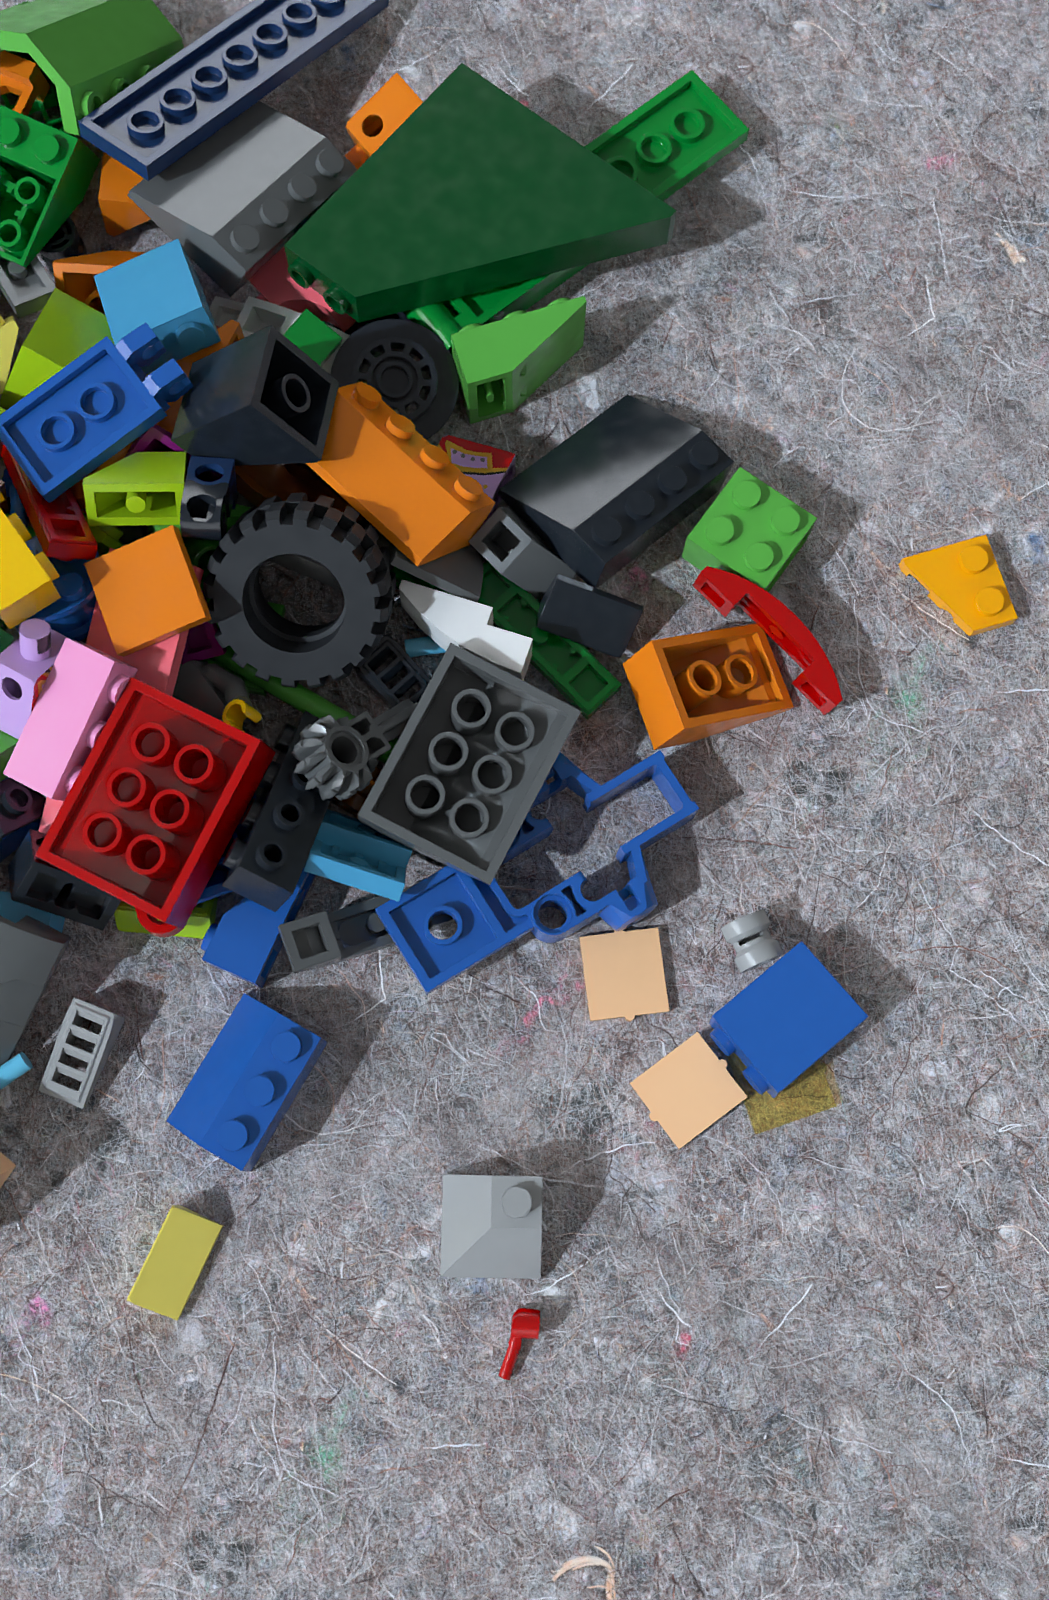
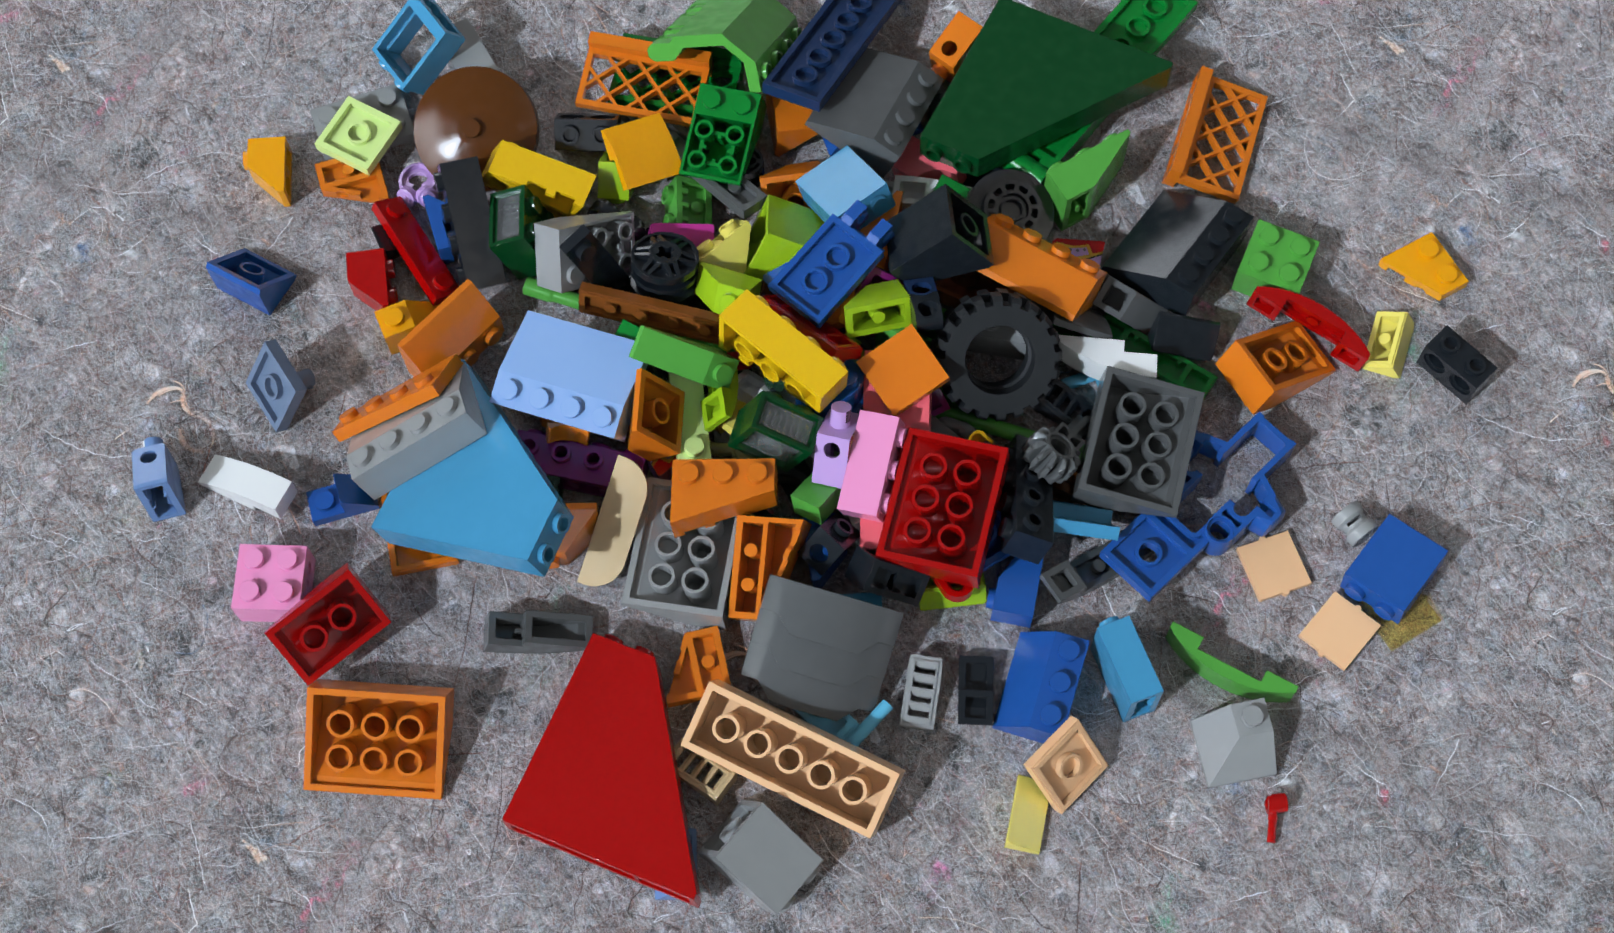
camera: 10 degrees left, 10 degrees down
(157, 1065) = (975, 690): none -> black slope
(240, 1208) = (1066, 764): none -> light nougat tile
(361, 1085) = (1126, 668): none -> dark azure brick
(467, 1071) = (1187, 644): none -> bright green slope
(684, 321) = (1193, 121): none -> orange fence
(879, 684) = (1389, 343): none -> light yellow slope
(963, 738) = (1456, 364): none -> black brick

